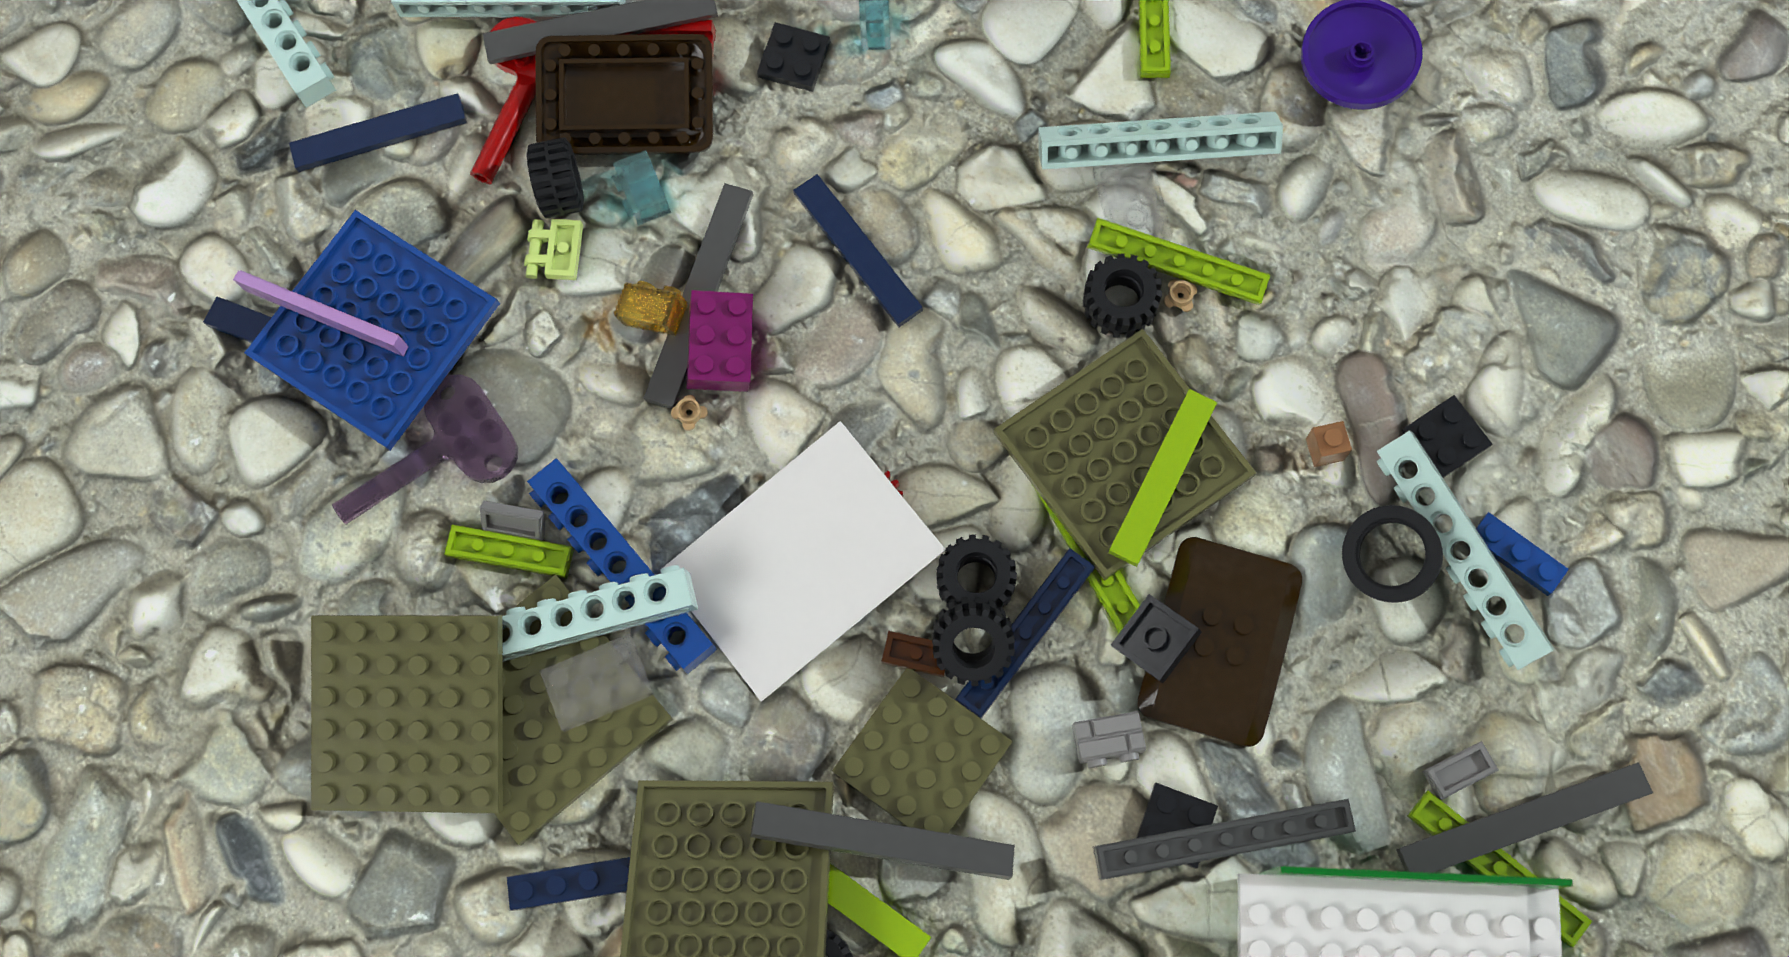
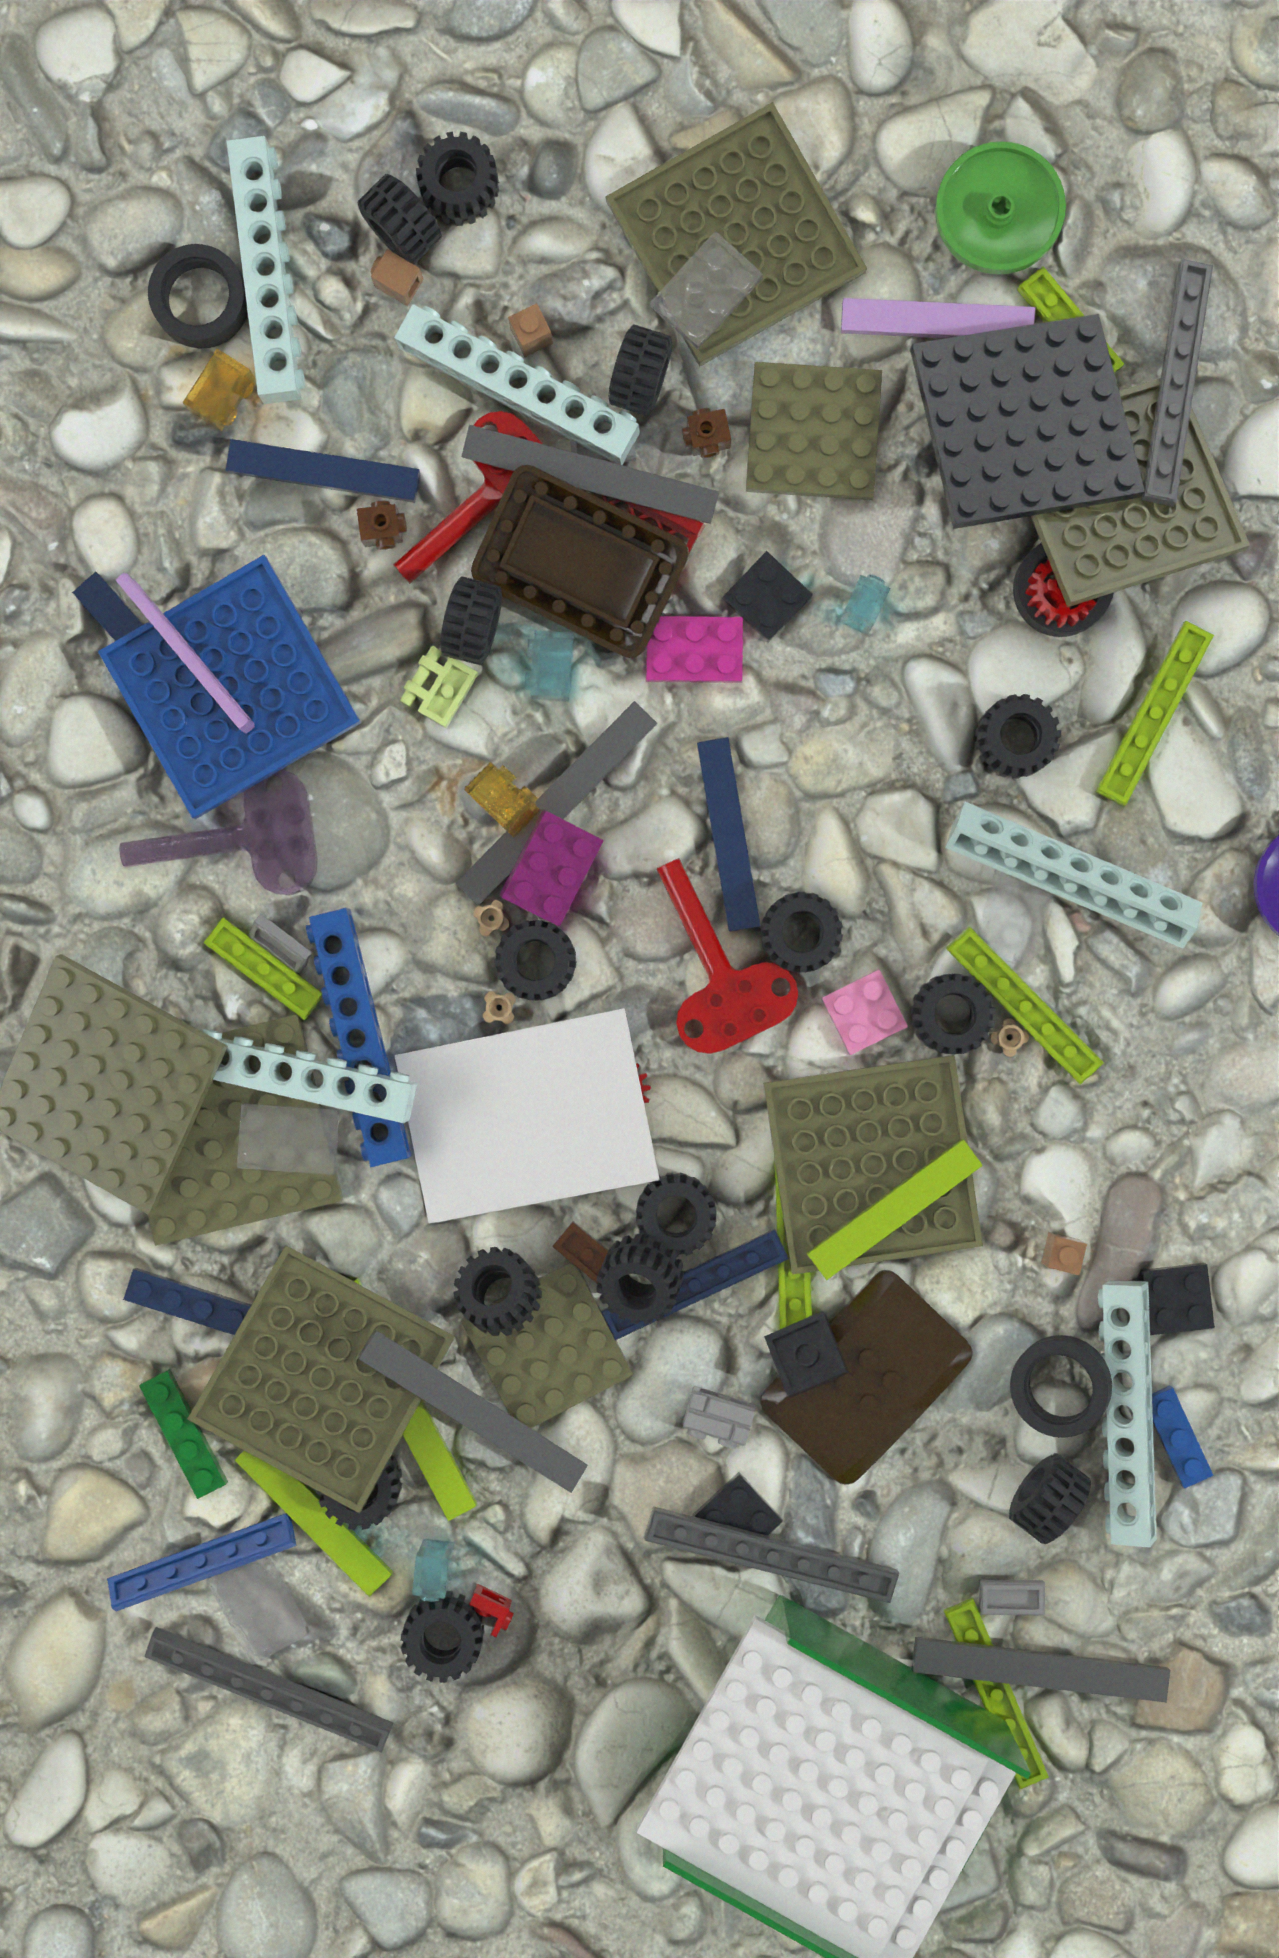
camera: 20 degrees right, 15 degrees up
(198, 23) = (170, 269): none -> black tyre
(263, 110) = (220, 390): none -> clear yellow piece
(445, 146) = (371, 521): none -> reddish brown brick
(724, 478) = (507, 1004): none -> tan plate
(737, 401) = (507, 955): none -> black tyre
(756, 123) = (696, 650): none -> dark pink plate
(866, 736) = (481, 1274): none -> black tyre
(931, 379) = (734, 1001): none -> red piece
(964, 270) = (827, 920): none -> black tyre
(1048, 335) = (864, 1012): none -> bright pink plate
(1057, 39) = (1039, 720): none -> black tyre
(1441, 654) = (1050, 1498): none -> black tyre

